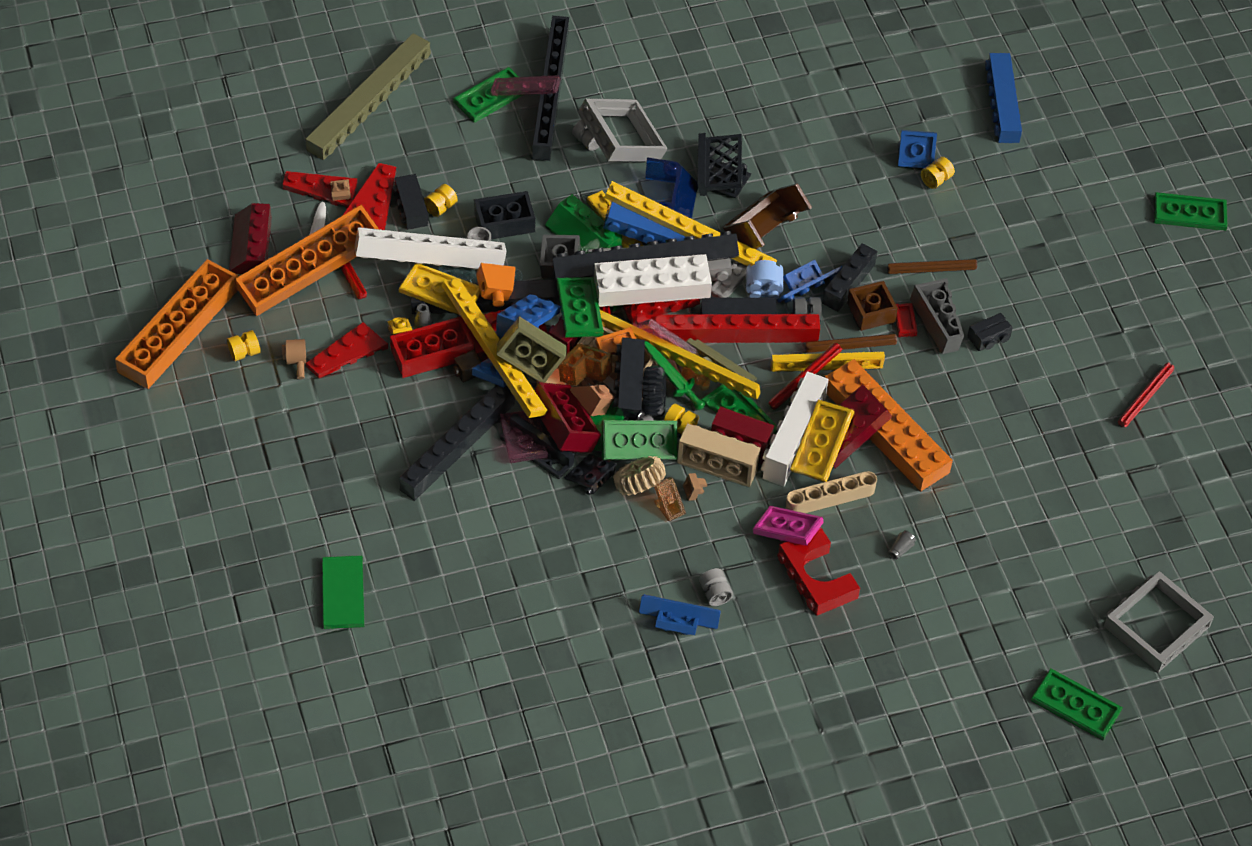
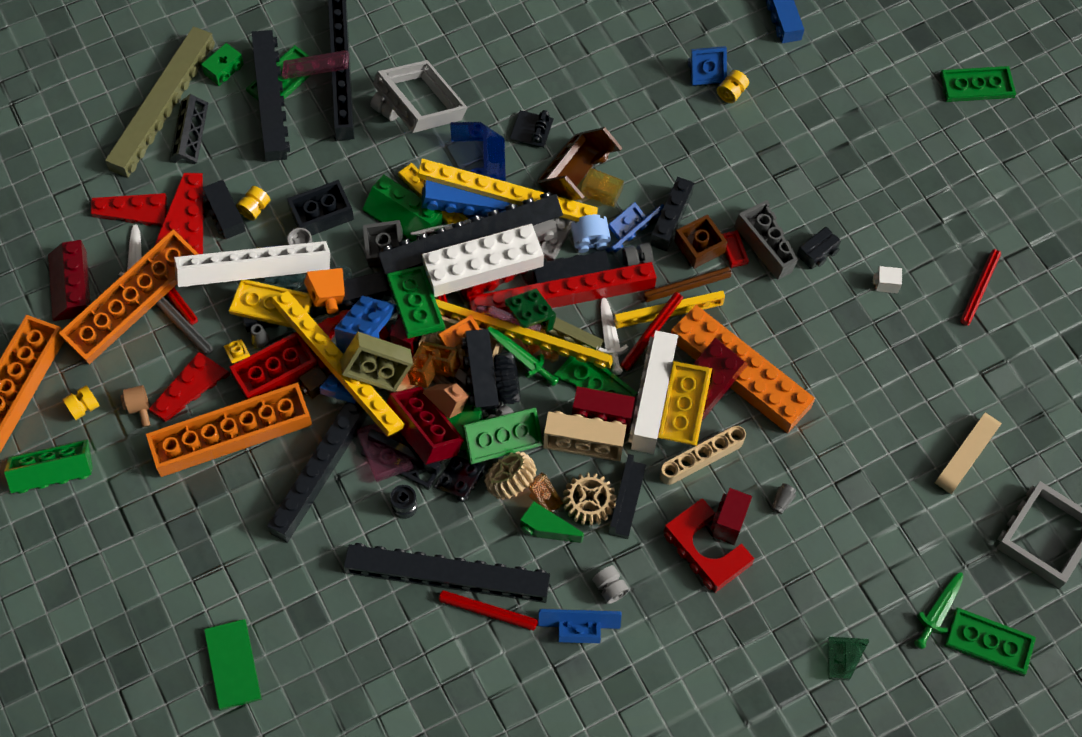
camera: 10 degrees left, 10 degrees up
(203, 395) = (48, 466): none -> green slope
(340, 190) = (150, 210): medium nougat tile -> none
(353, 298) = (184, 326): none -> dark grey axle
(379, 391) = (228, 429): none -> orange brick
(388, 121) = (185, 126): none -> black fence
(434, 72) = (222, 64): none -> green brick
(475, 107) = (269, 95): none -> black brick
(532, 482) = (403, 501): none -> black wheel
(562, 551) = (447, 573): none -> black brick
(594, 590) = (488, 610): none -> red axle
(666, 527) = (546, 525): none -> green slope
(678, 414) = (542, 402): yellow wheel -> none
(691, 330) = (530, 309): none -> dark green bracket
(694, 486) = (565, 473): medium nougat tile -> none
(706, 151) = (508, 121): black fence -> none
(714, 505) = (599, 488): none -> tan gear
(747, 517) = (627, 498): none -> black fence
(765, 378) = (611, 339): none -> white sword
(785, 242) = (602, 187): none -> clear yellow brick
(788, 525) = (668, 501): dark pink tile -> none
(845, 547) = (730, 515): none -> dark red brick
(929, 689) = (844, 656): none -> clear green wing
(932, 266) = (748, 186): reddish brown axle -> none
(1031, 670) = (938, 612): none -> green sword
(1052, 371) = (888, 279): none -> white brick
(1095, 537) = (968, 453): none -> tan beam

